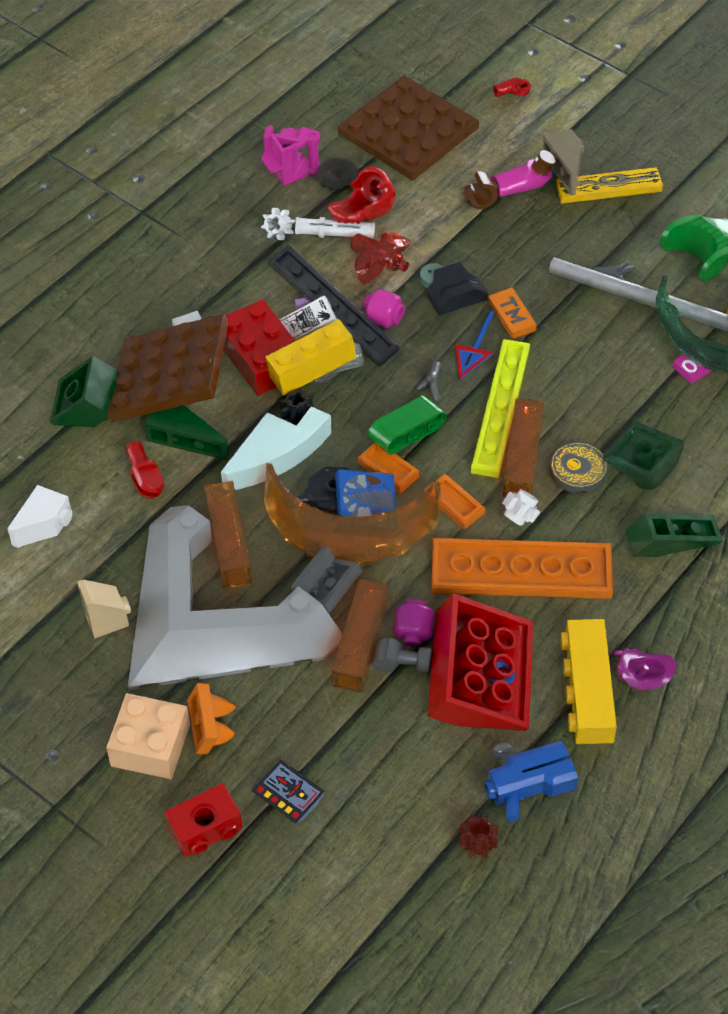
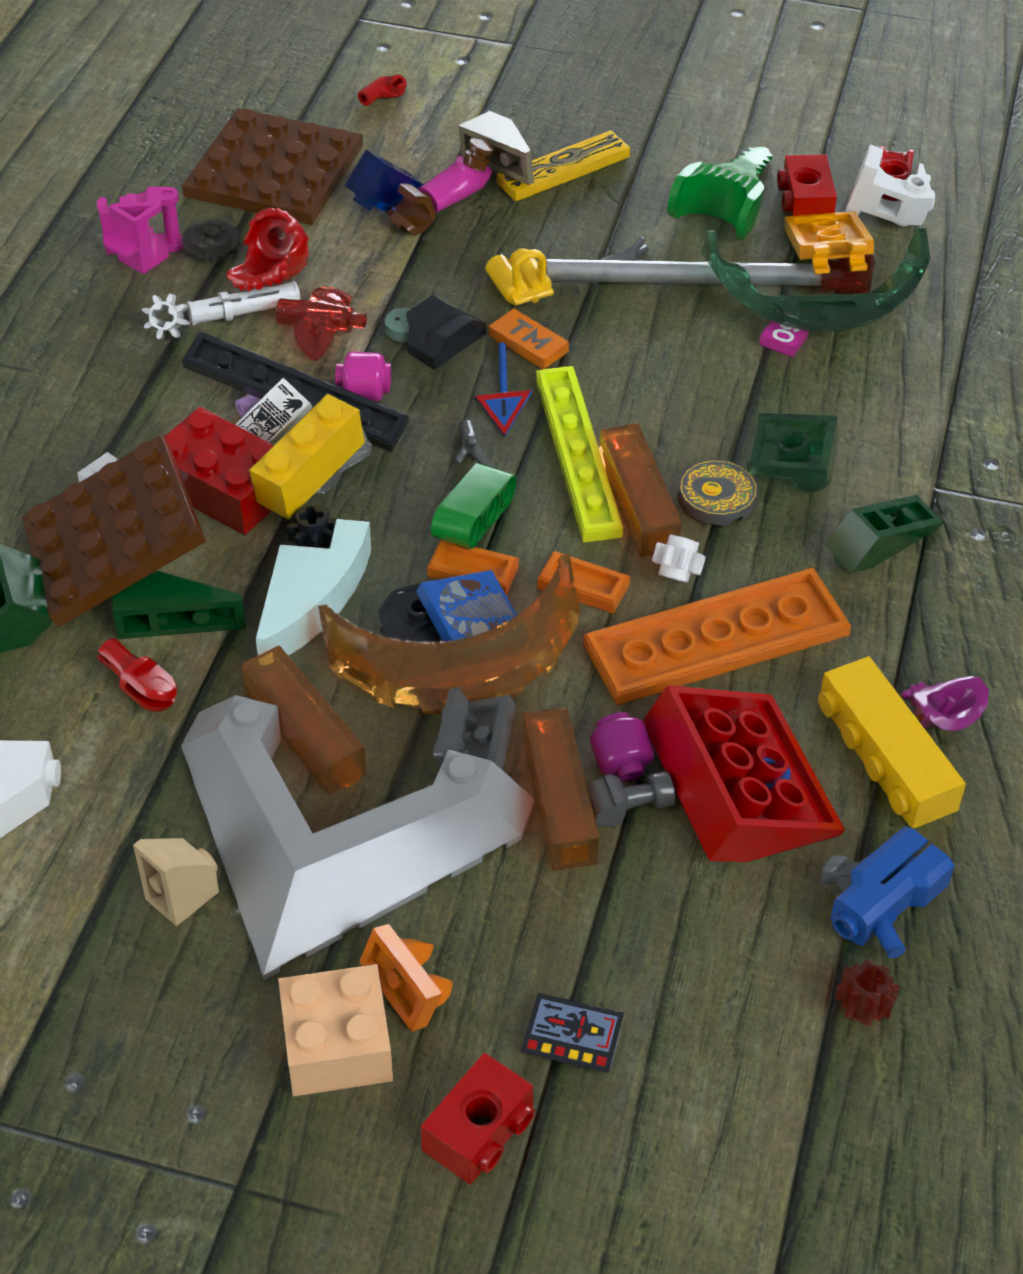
camera: 25 degrees left, 5 degrees down
(468, 159) = (377, 182): none -> clear blue slope
(529, 265) = (520, 276): none -> yellow piece

